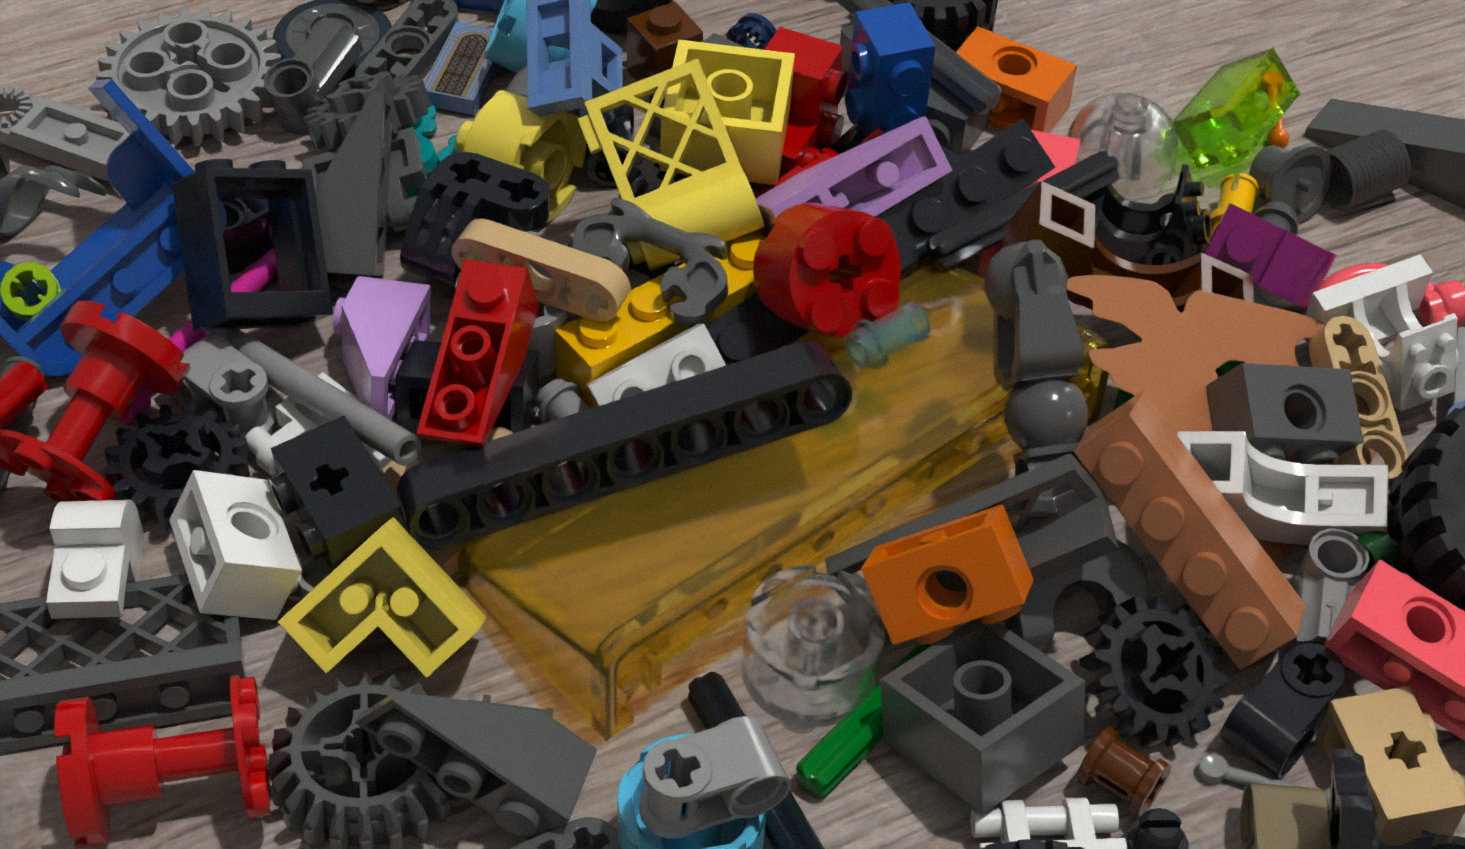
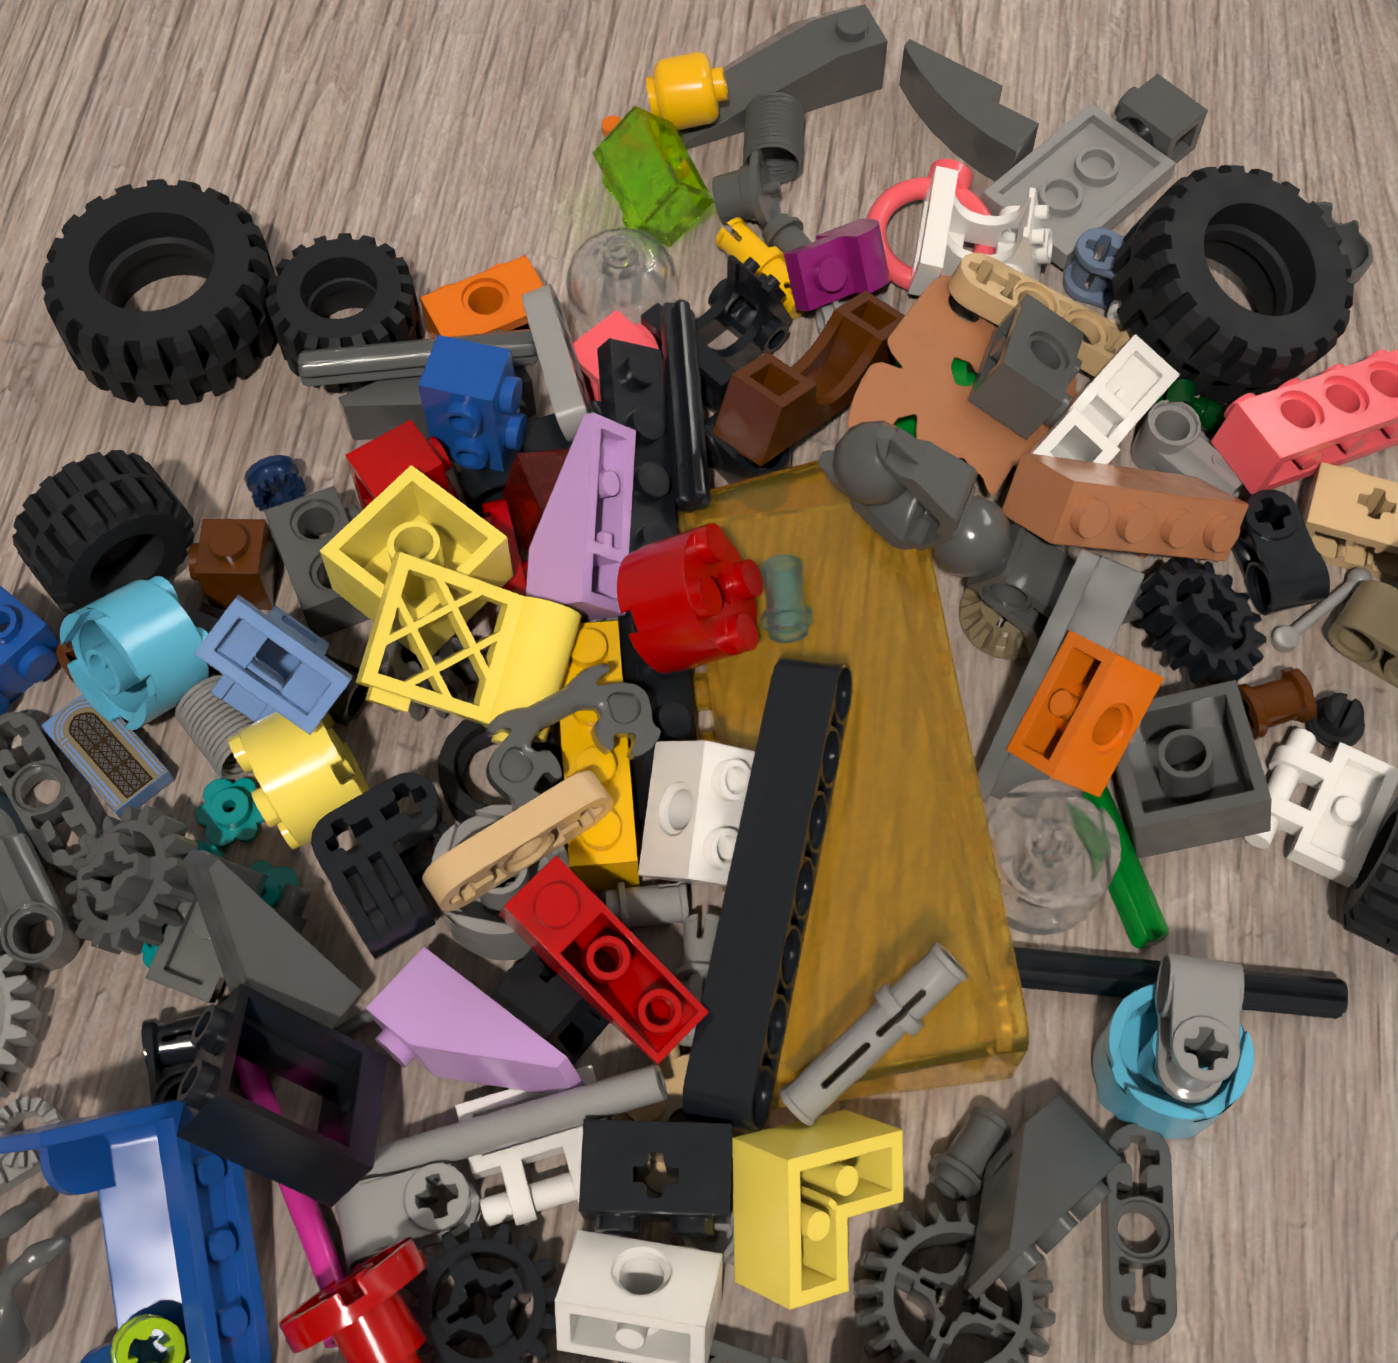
camera: 55 degrees left, 15 degrees up
(564, 557) = (877, 1030): none -> light grey pin
(1009, 96) = (557, 359): none -> light grey beam
(1339, 86) = (687, 90): none -> yellow head

